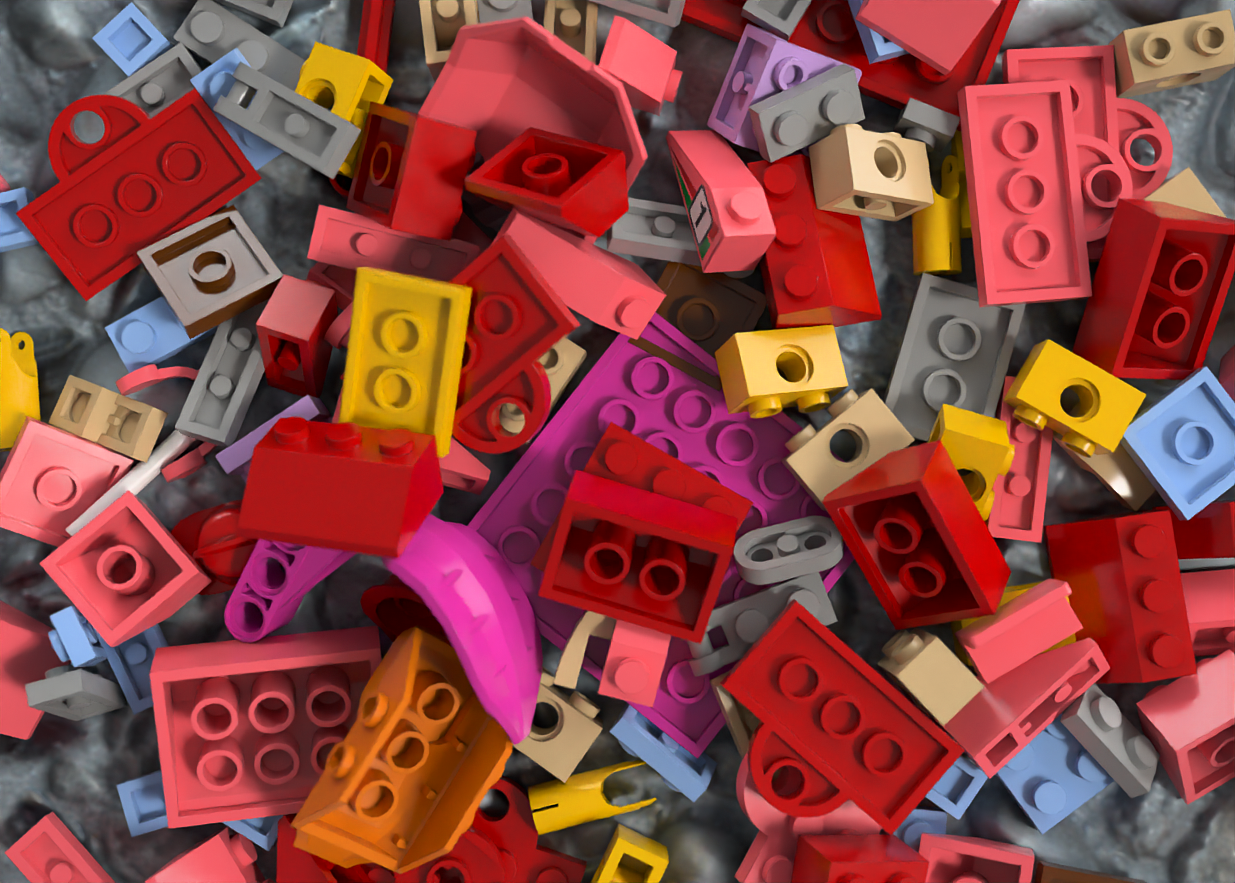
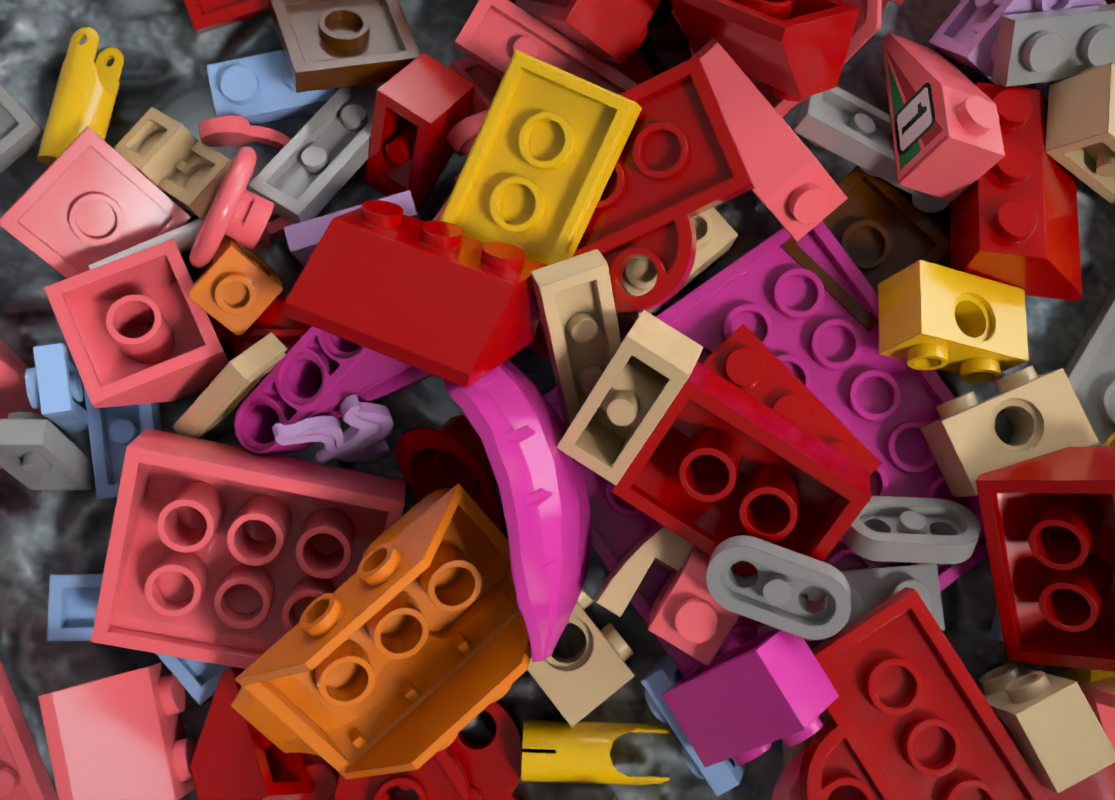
camera: 10 degrees right, 5 degrees down
(169, 455) = (232, 212): none -> coral piece
(193, 511) = (236, 286): none -> orange bracket
(213, 596) = (231, 387): none -> tan tile
(332, 604) = (359, 443): none -> lavender piece
(484, 486) = (577, 324): none -> tan plate
(529, 519) = (630, 397): none -> tan brick
(685, 637) = (776, 588): none -> light grey plate
(693, 721) = (752, 698): none -> dark pink brick

